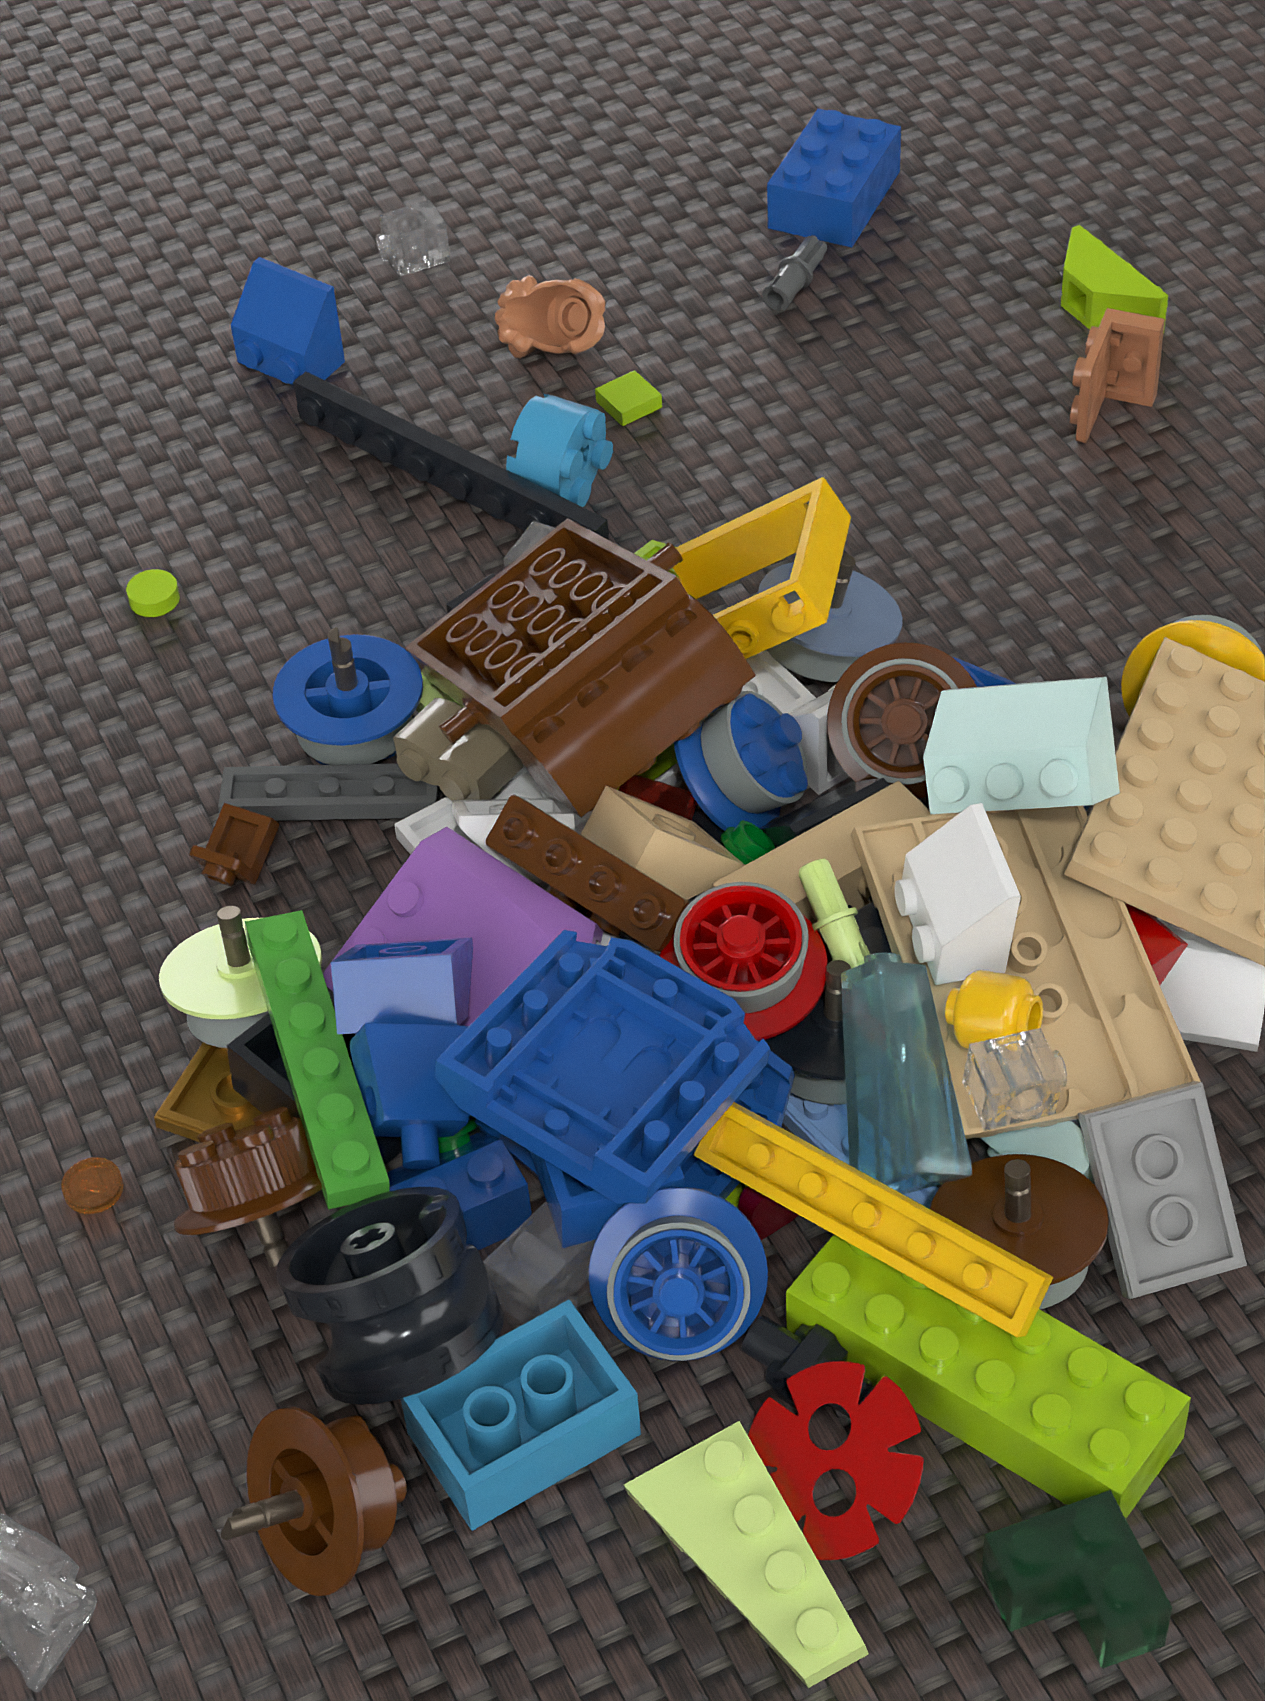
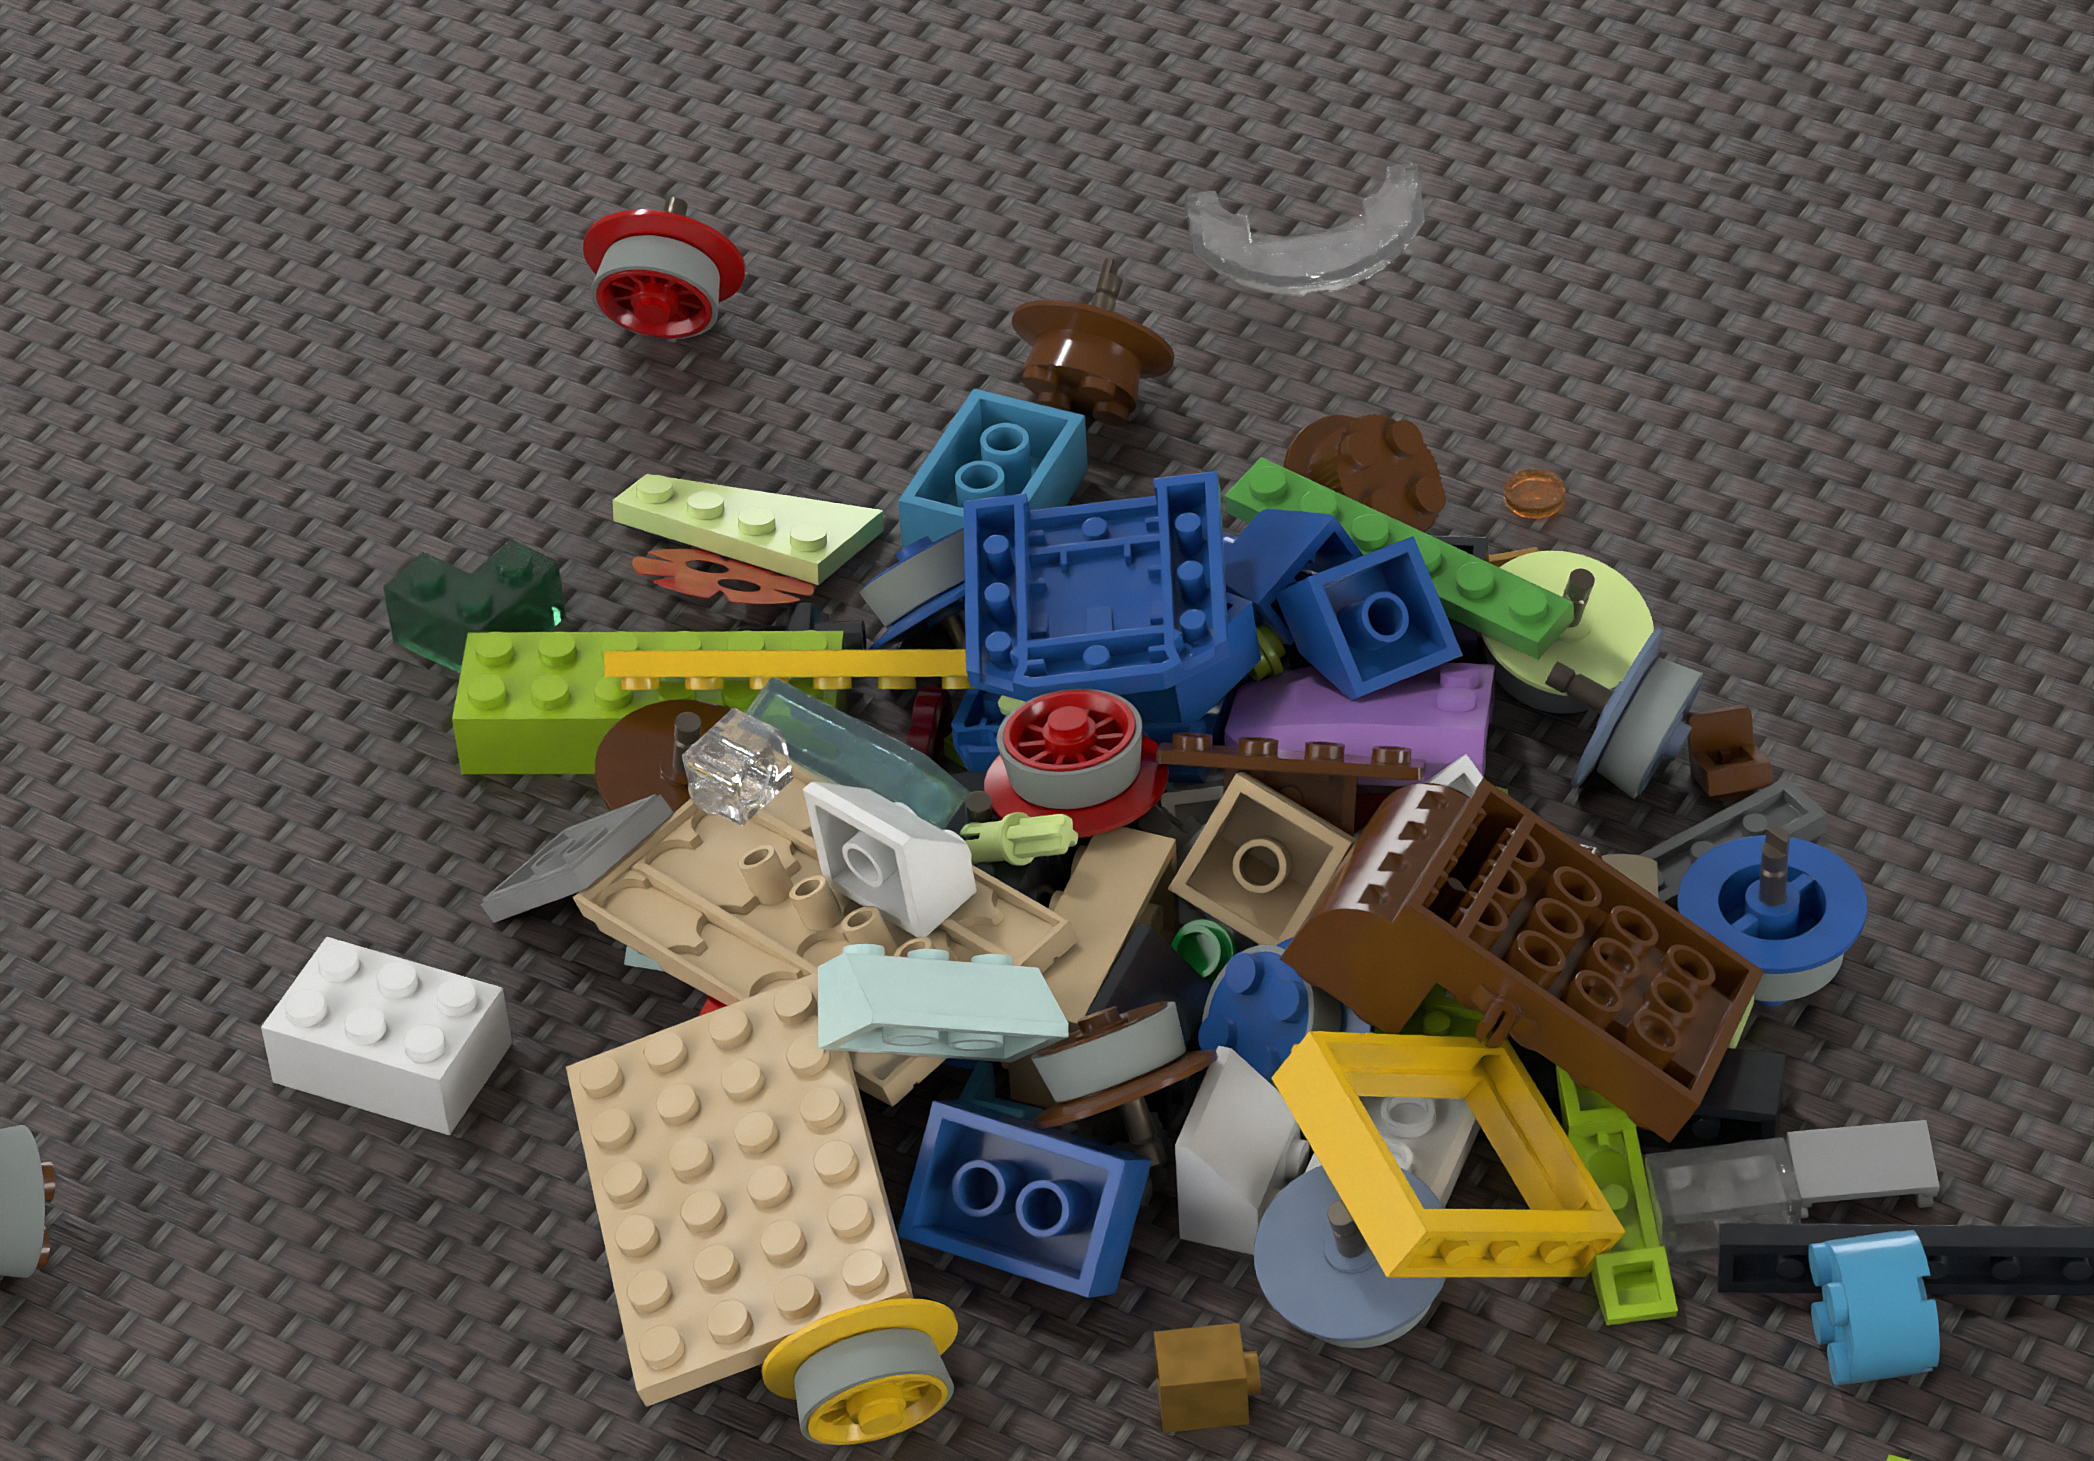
camera: 145 degrees right, 5 degrees down
(286, 858) = (1637, 720): none -> piece
(397, 1293) = (1145, 417): black piece -> none
(460, 546) = (1864, 1163): none -> light grey hinge
(972, 623) = (1204, 1377): none -> pearl gold brick
(992, 1007) = (777, 802): yellow head -> none

